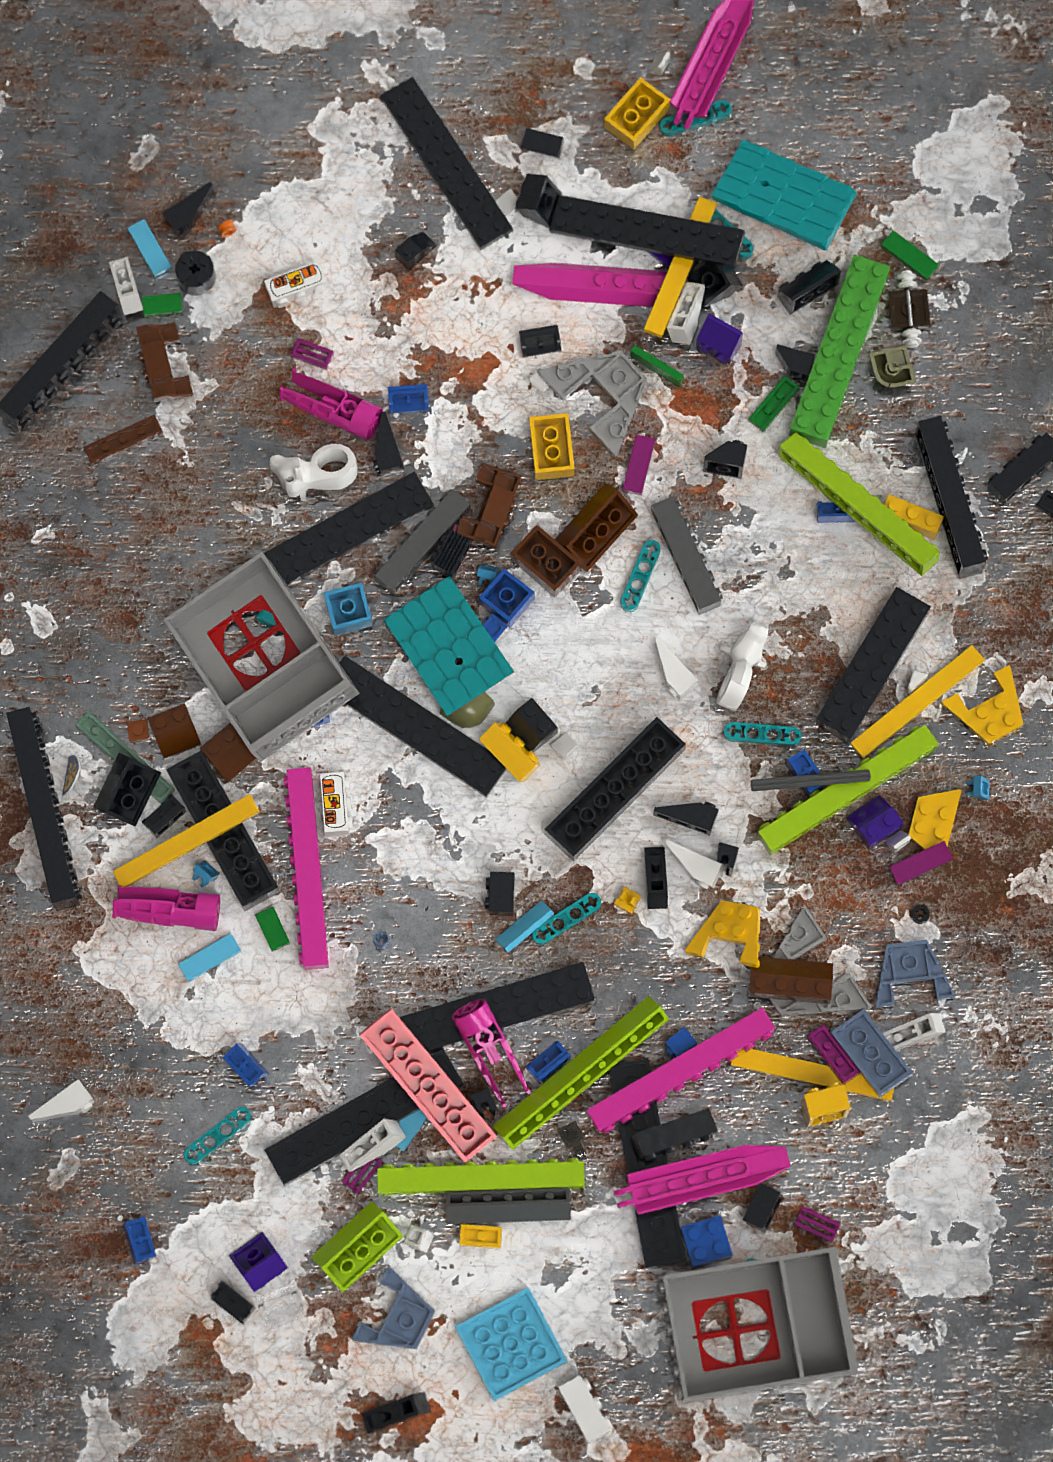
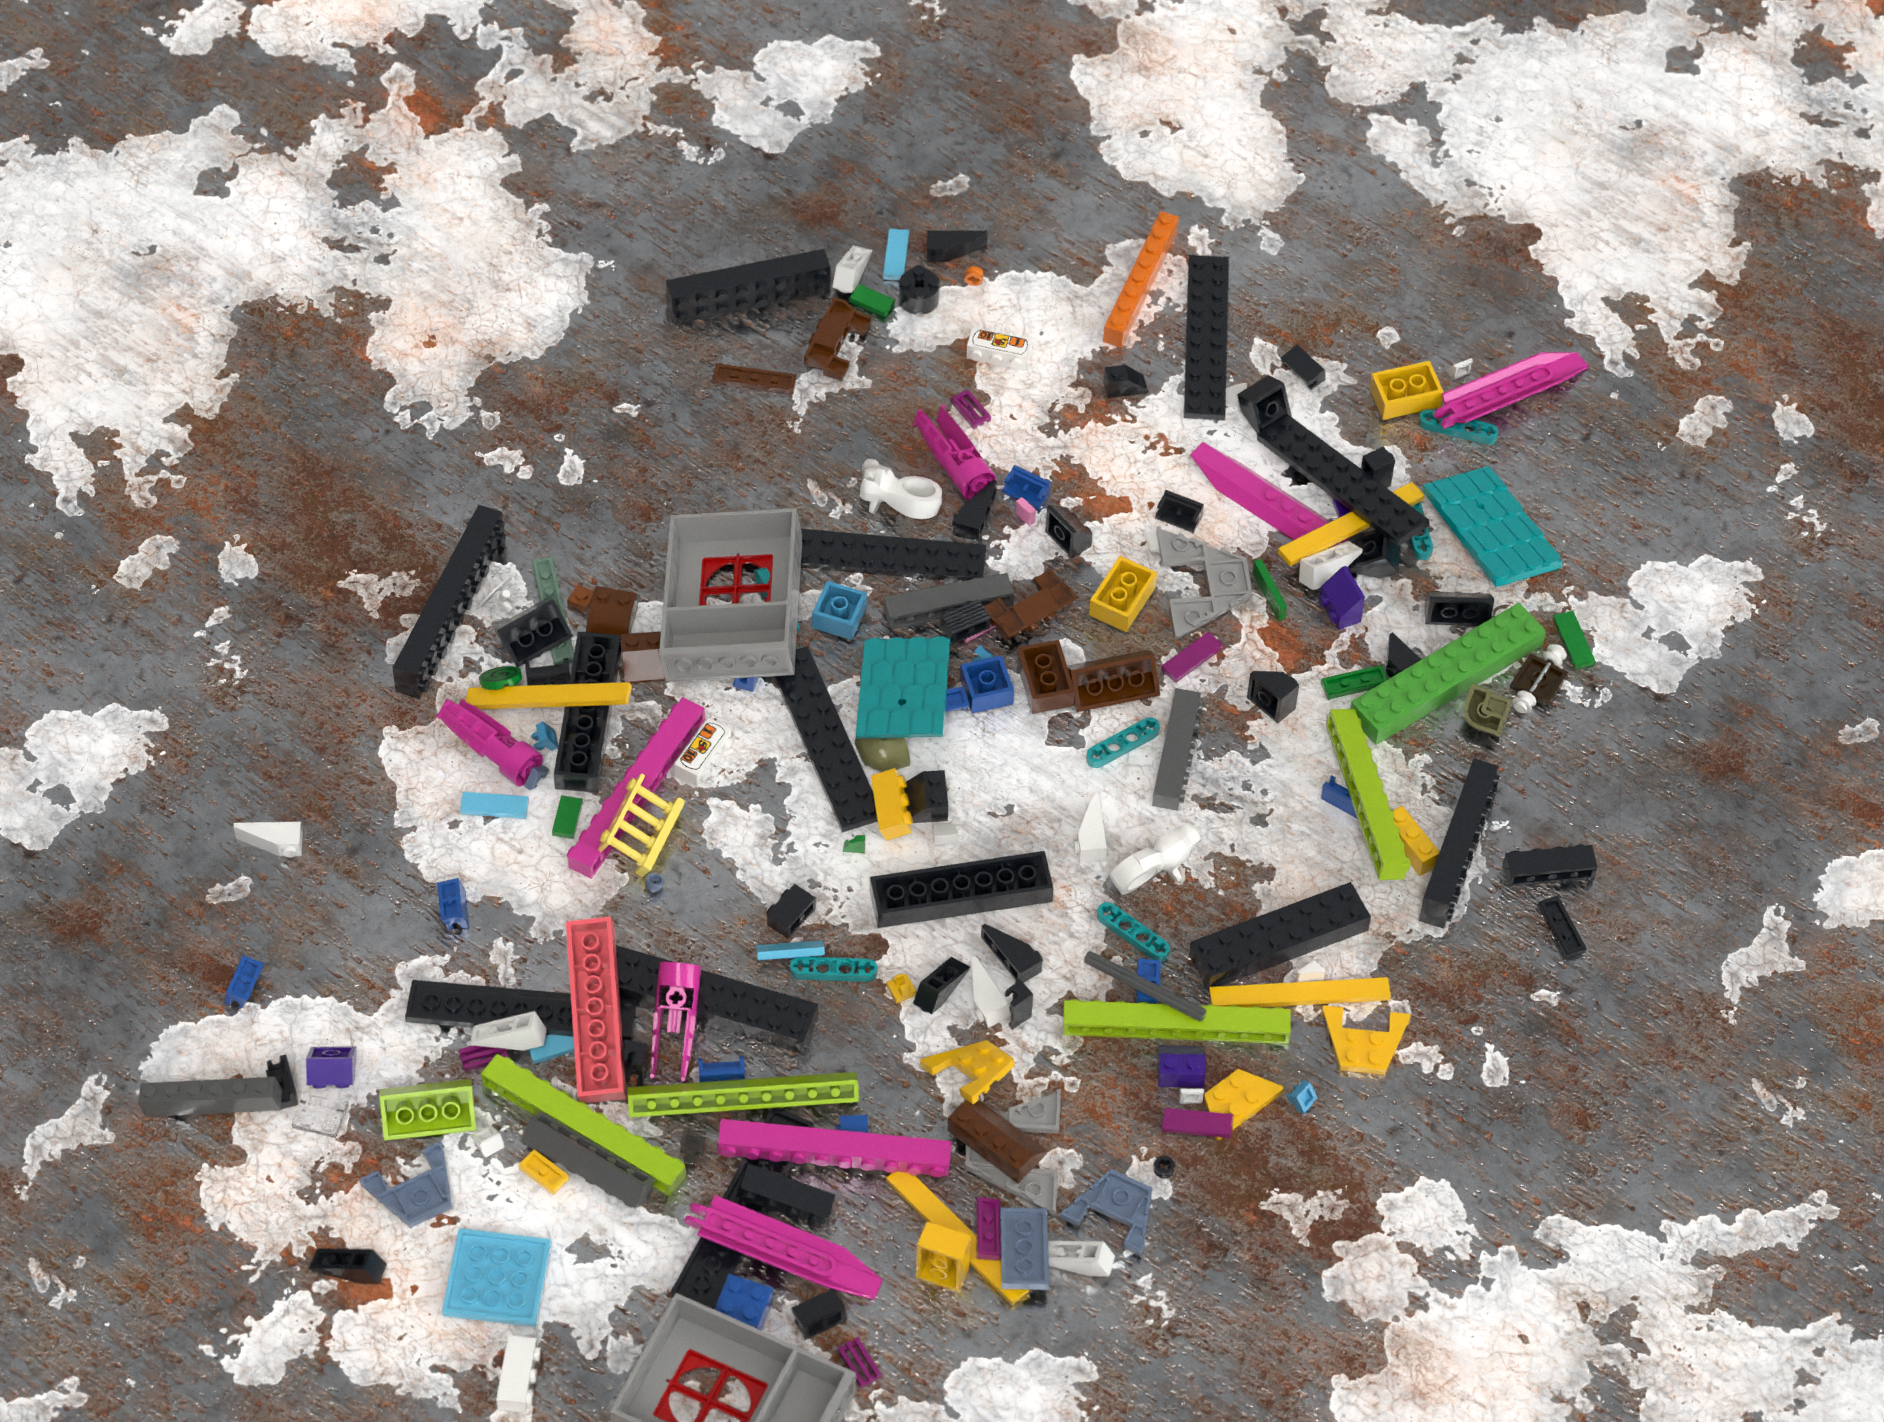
camera: 30 degrees right, 20 degrees down
(132, 847) = (497, 677): none -> green tile
(192, 1355) = (210, 1096): none -> dark grey brick
(219, 1138) = (382, 942): teal beam -> none
(223, 912) = (535, 774): none -> sand blue tile
(354, 890) = (662, 826): none -> light yellow fence
(360, 144) = (1140, 279): none -> orange brick
(423, 421) = (1025, 511): none -> bright pink tile
(469, 417) = (1067, 530): none -> black slope
(509, 801) = (855, 845): none -> green tile
(667, 201) = (1379, 465): none -> black brick

